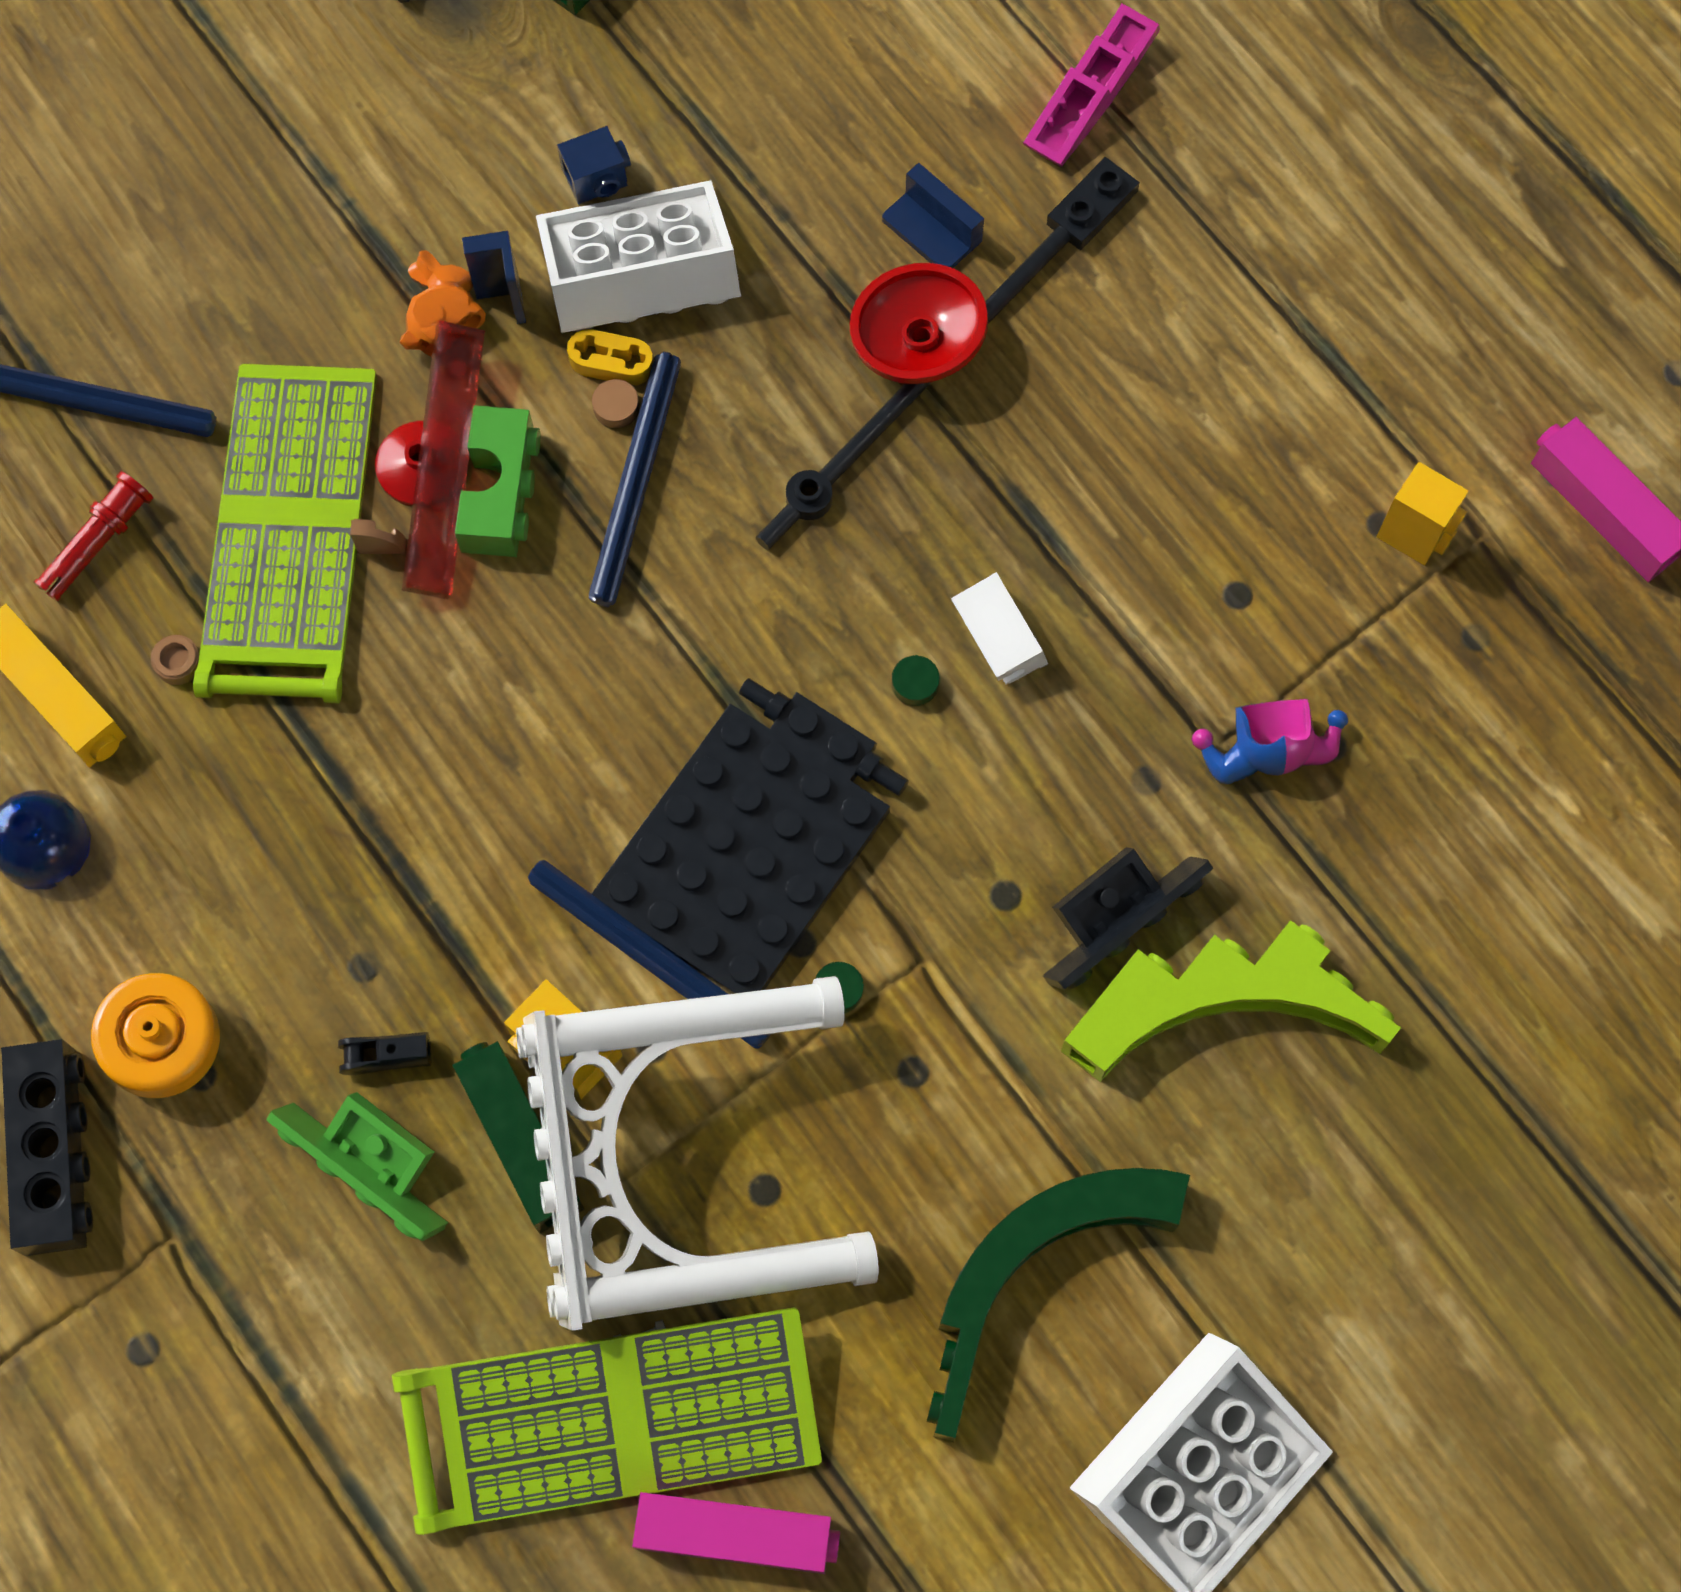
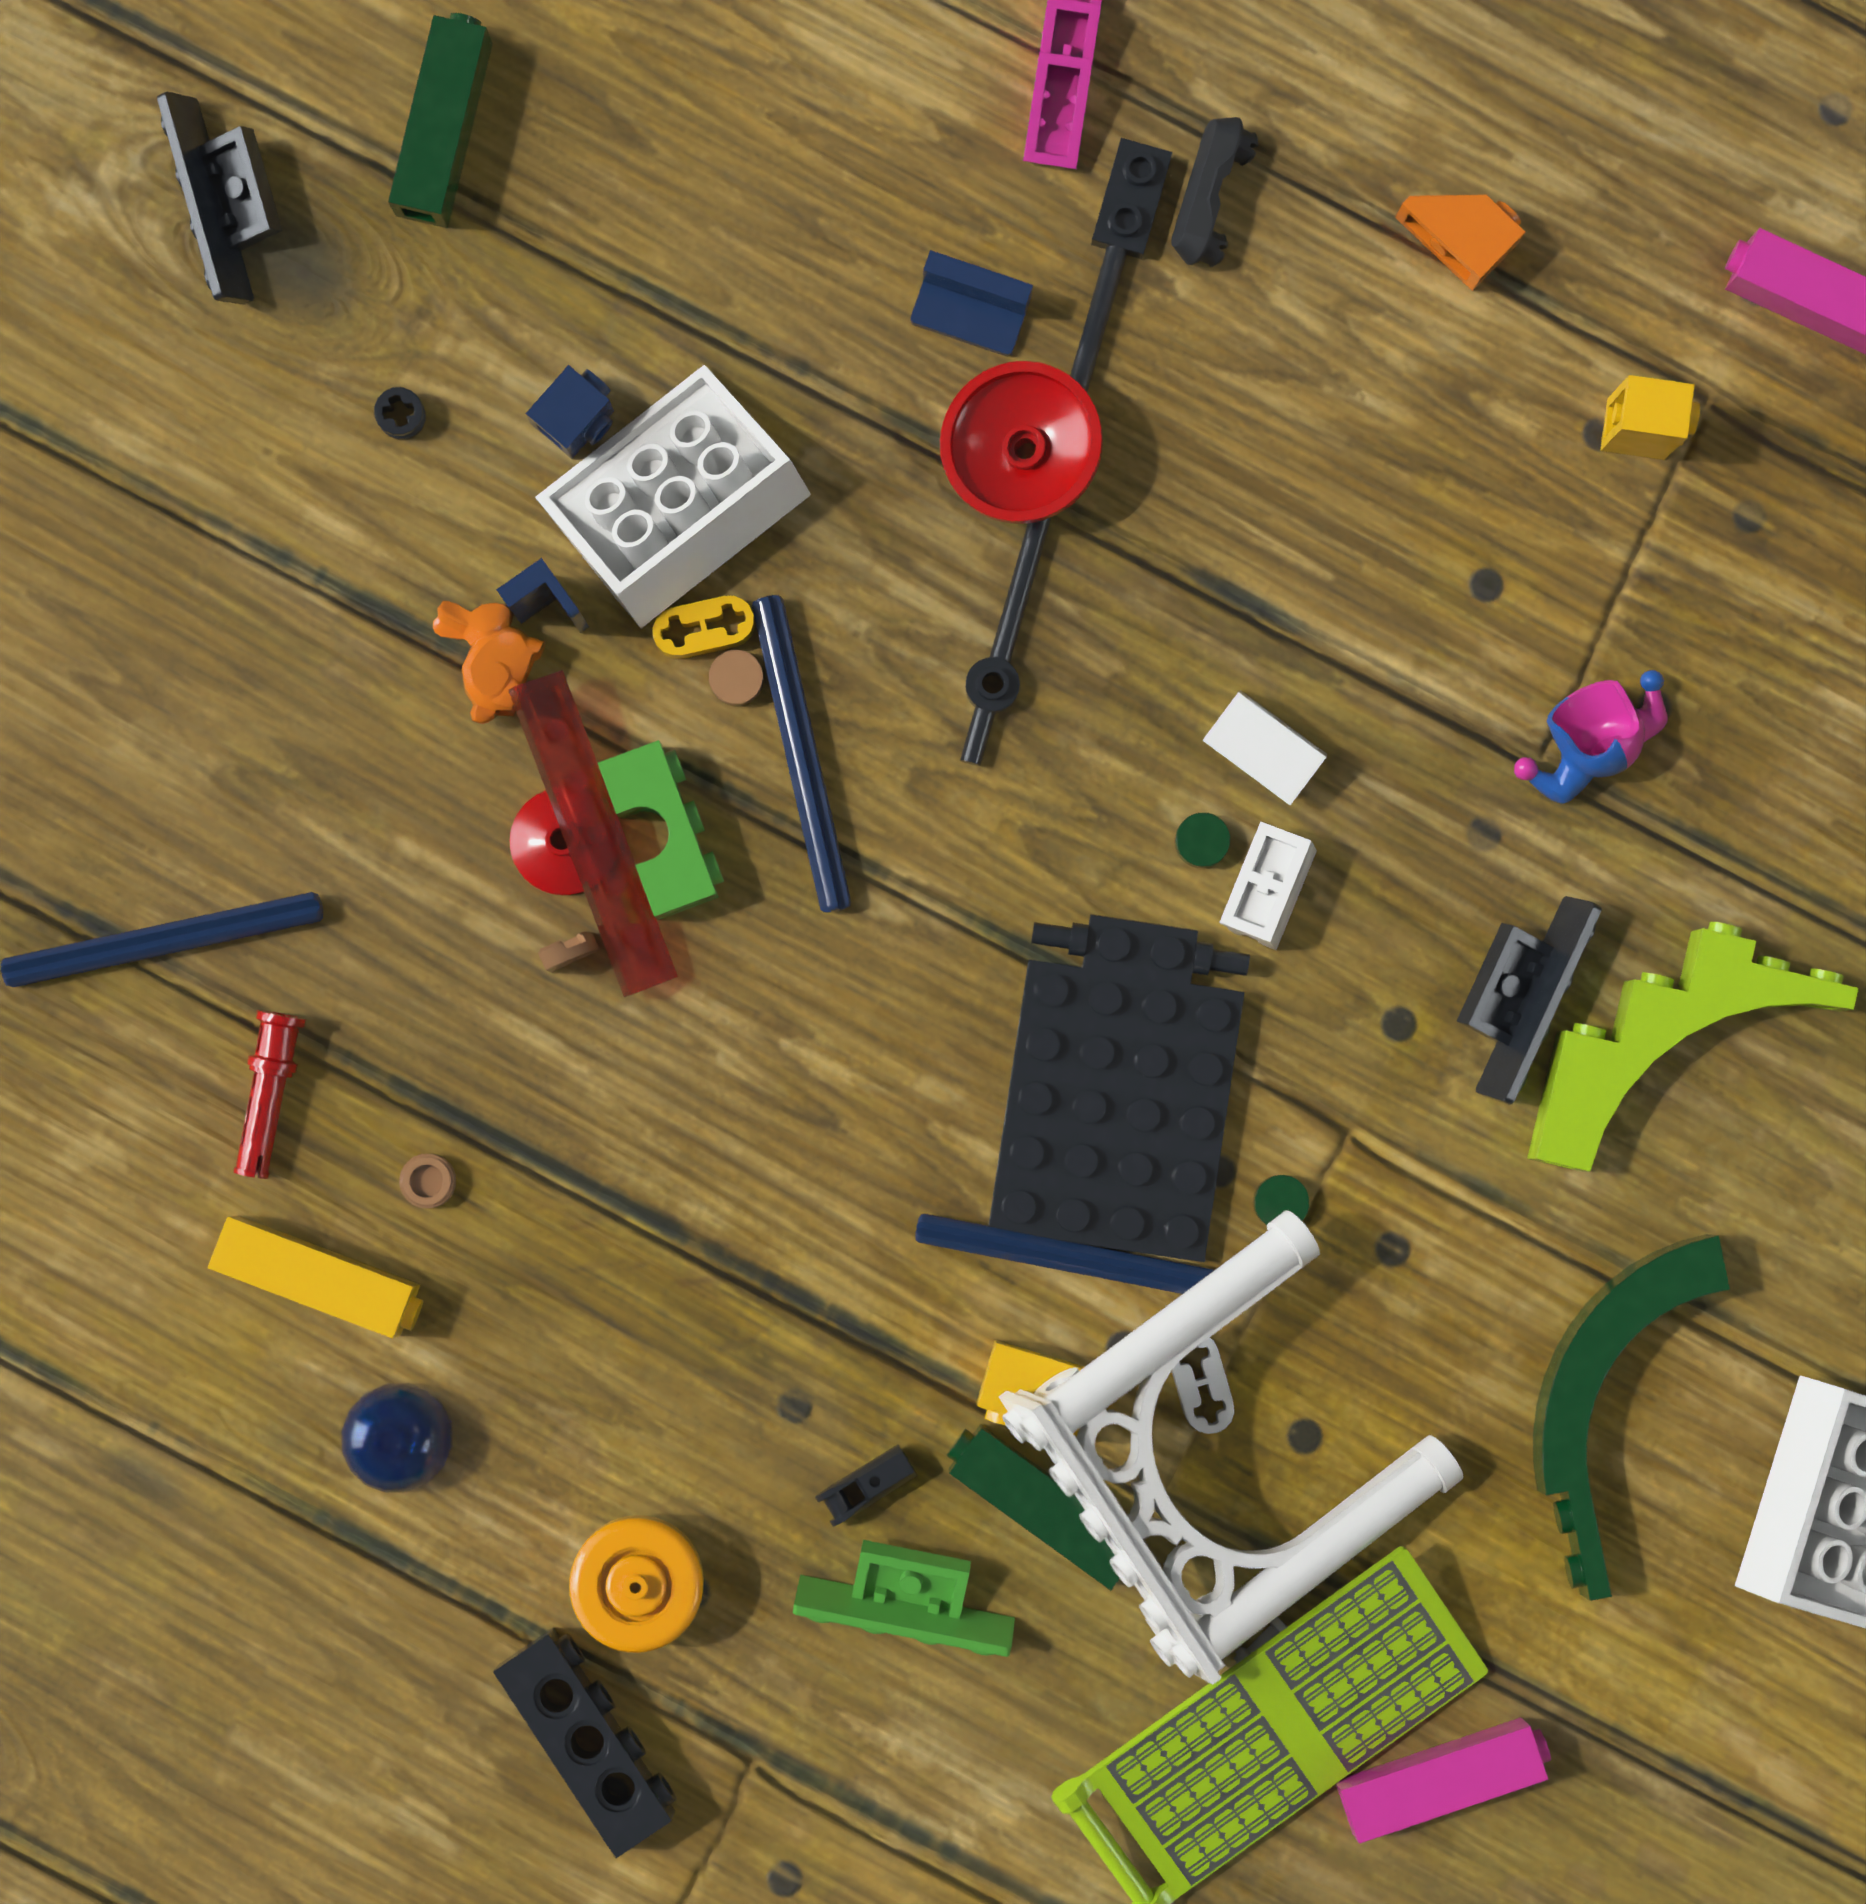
camera: 30 degrees left, 15 degrees up
(285, 529) = (462, 978): lime flag -> none
(476, 127) = (411, 401): none -> black bush
(688, 1098) = (1217, 1386): none -> white beam
(950, 733) = (1268, 885): none -> white hinge
(1127, 245) = (1220, 146): none -> black piece
(1338, 328) = (1463, 231): none -> orange slope

